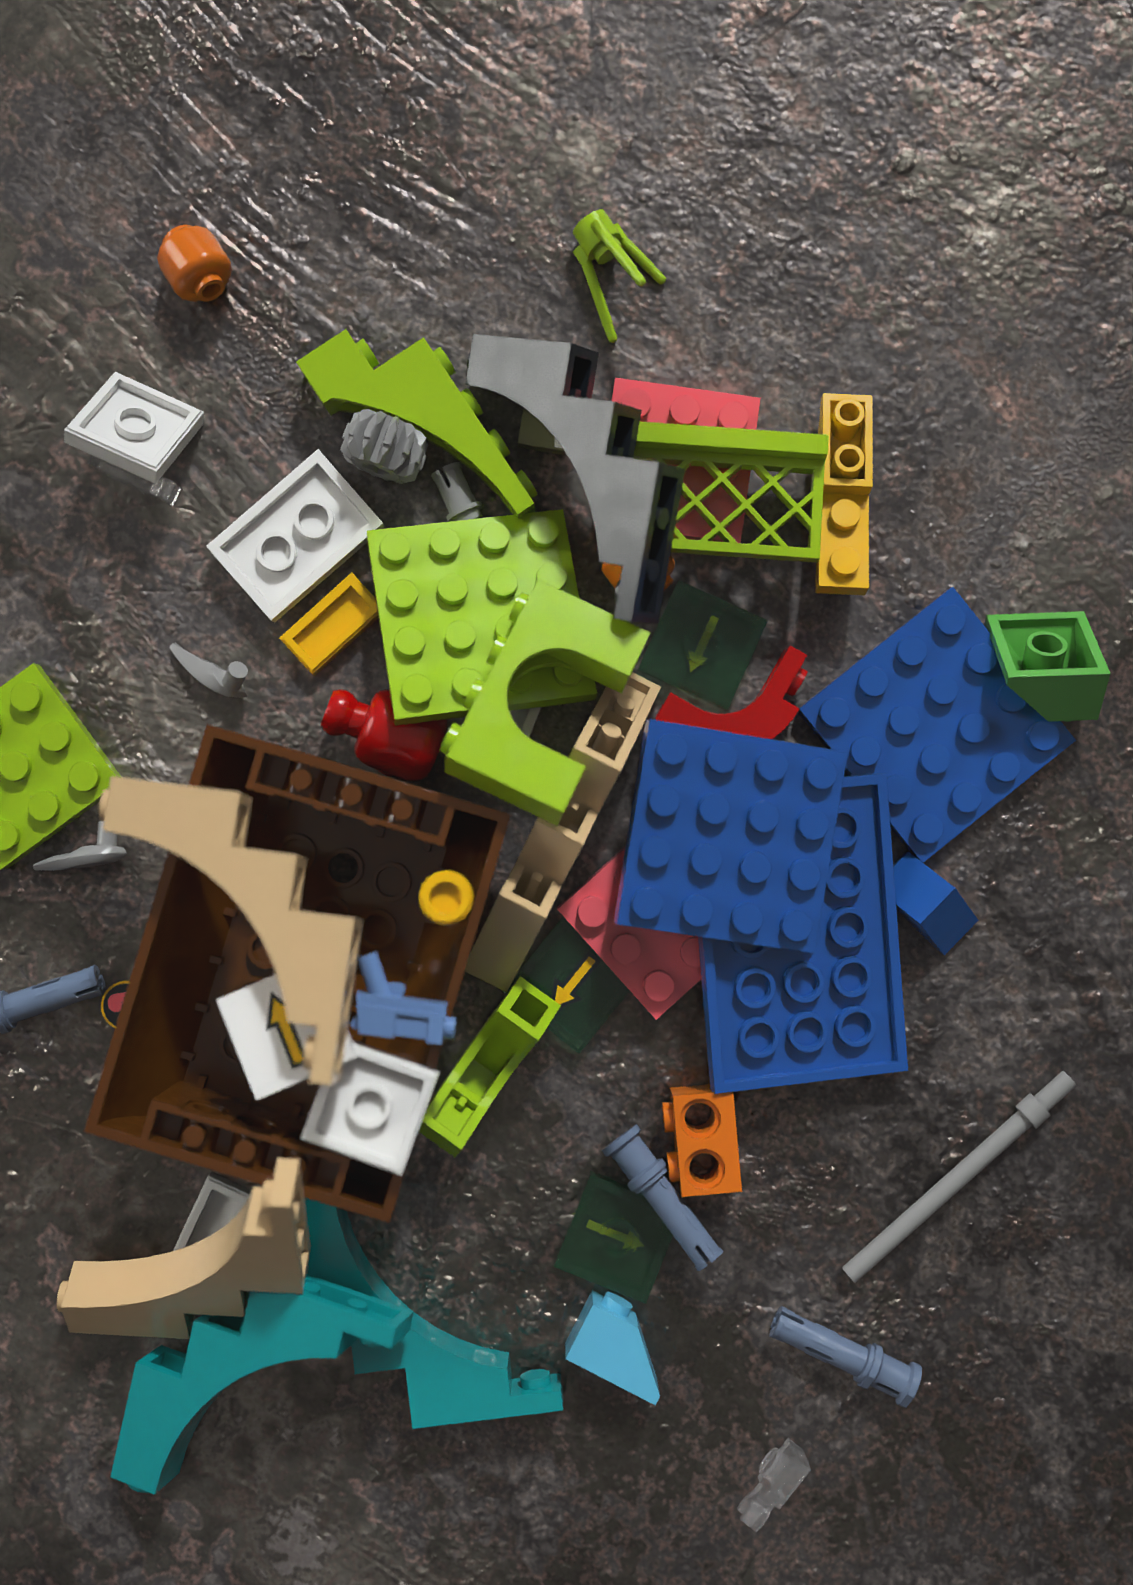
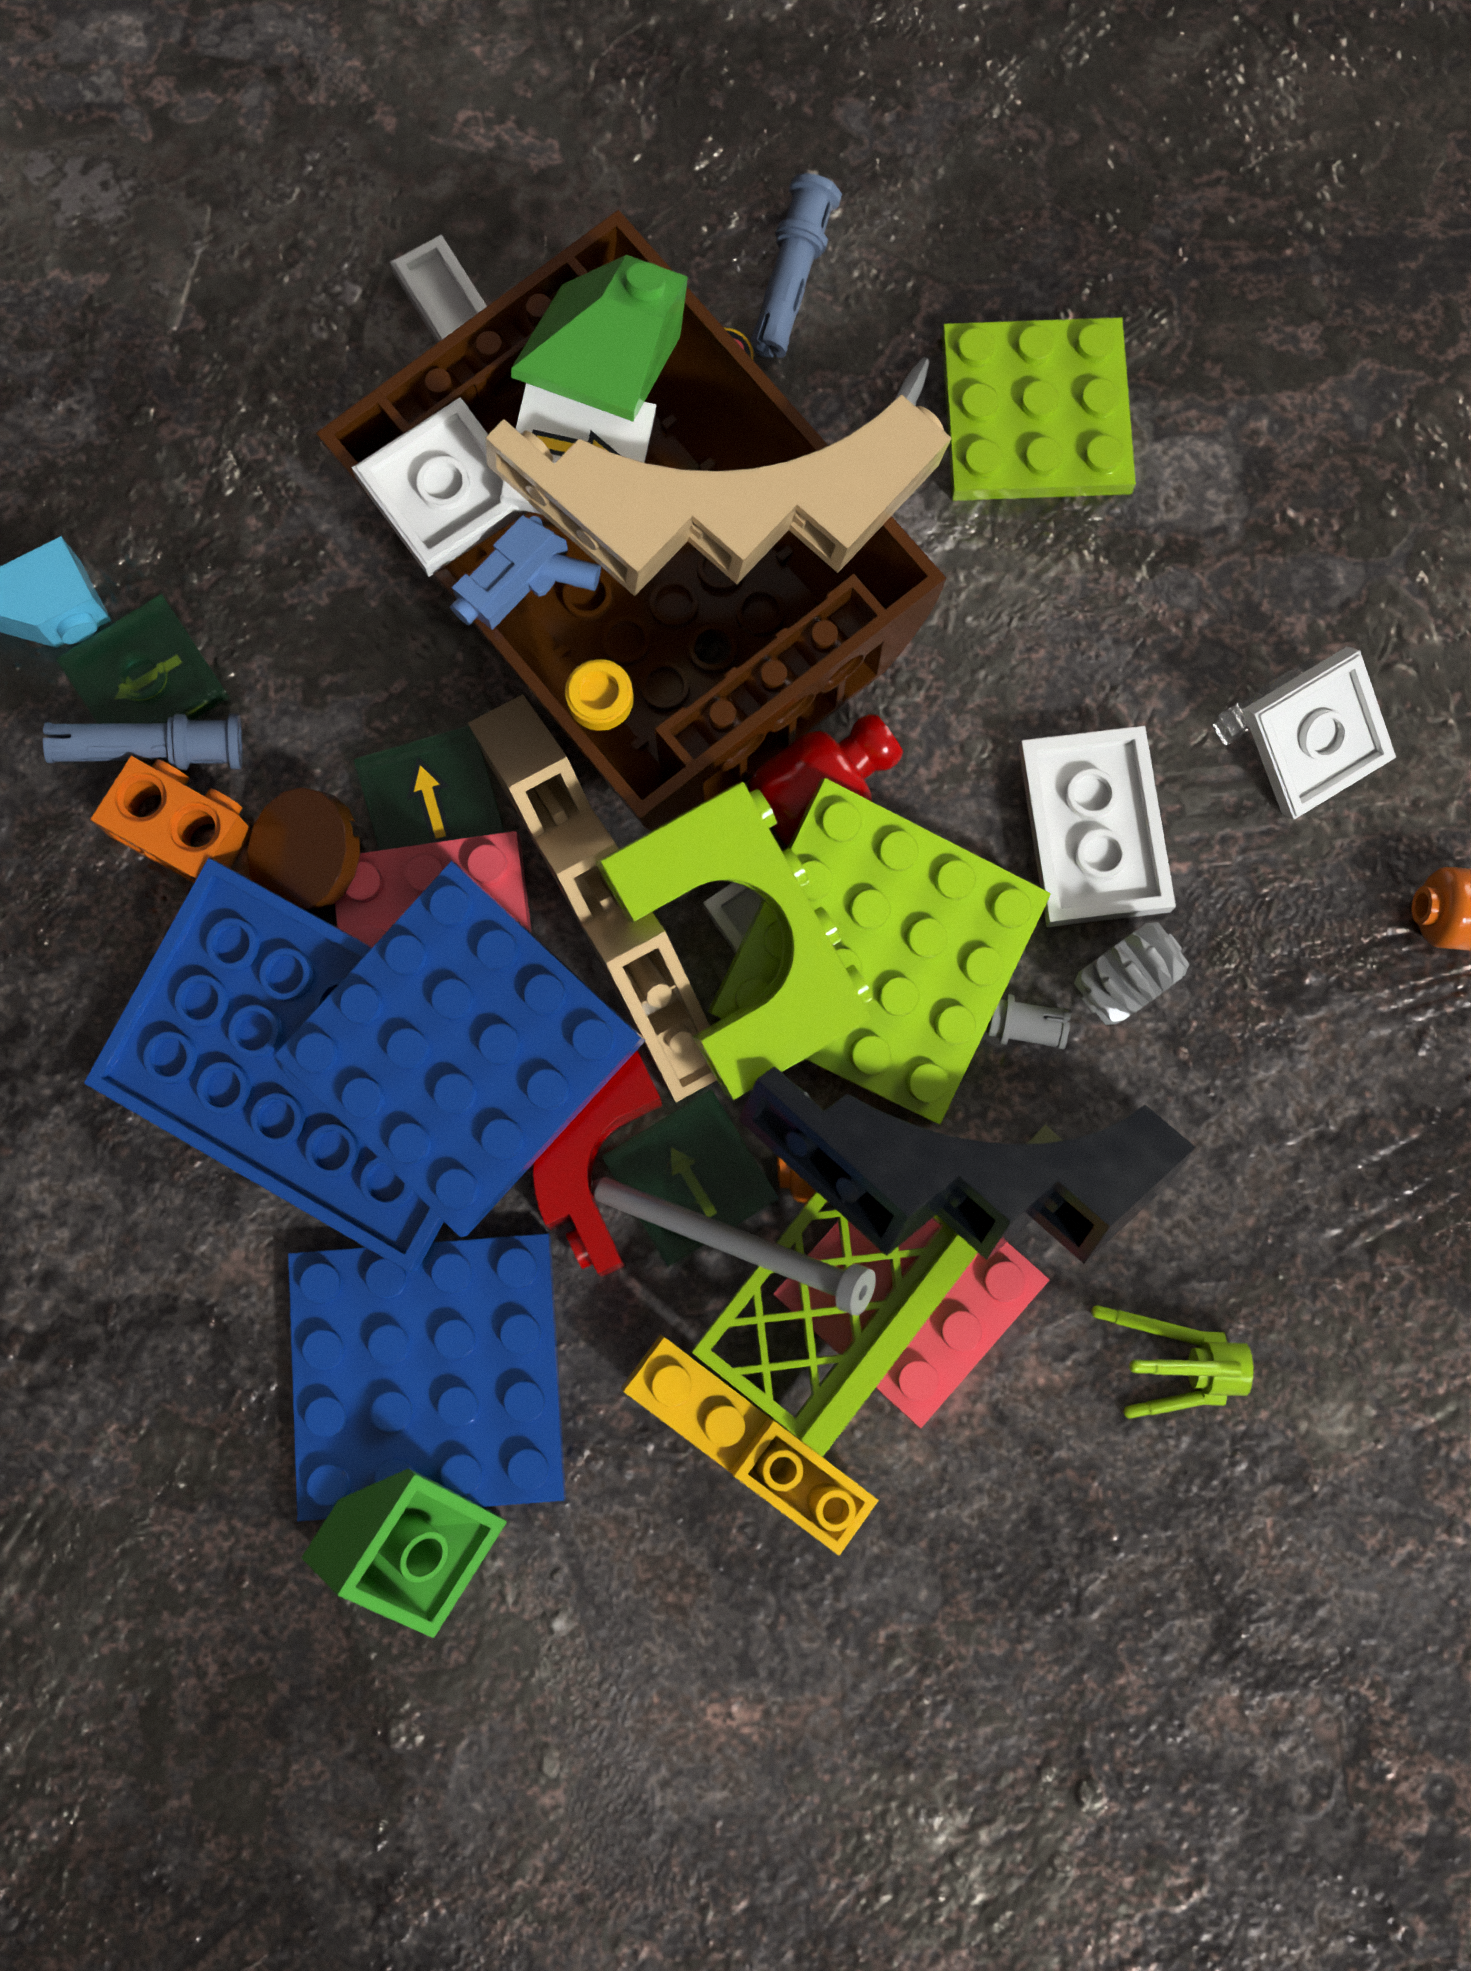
camera: 130 degrees right, 10 degrees down
(160, 1294) = (386, 302): tan arch -> none
(176, 1388) = (300, 291): teal arch -> none
(192, 1067) = (607, 336): none -> bright green slope
(227, 683) = (1006, 650): light grey bar -> none
(332, 624) = (978, 801): yellow tile -> none
(418, 392) = (1162, 1055): lime arch -> none
(444, 1375) = (138, 419): teal arch -> none
(487, 1065) = (405, 648): lime arch -> none
(663, 1039) = (304, 848): none -> reddish brown tile
(720, 477) = (850, 1287): none -> light grey bar
(931, 903) = (240, 1230): blue slope -> none

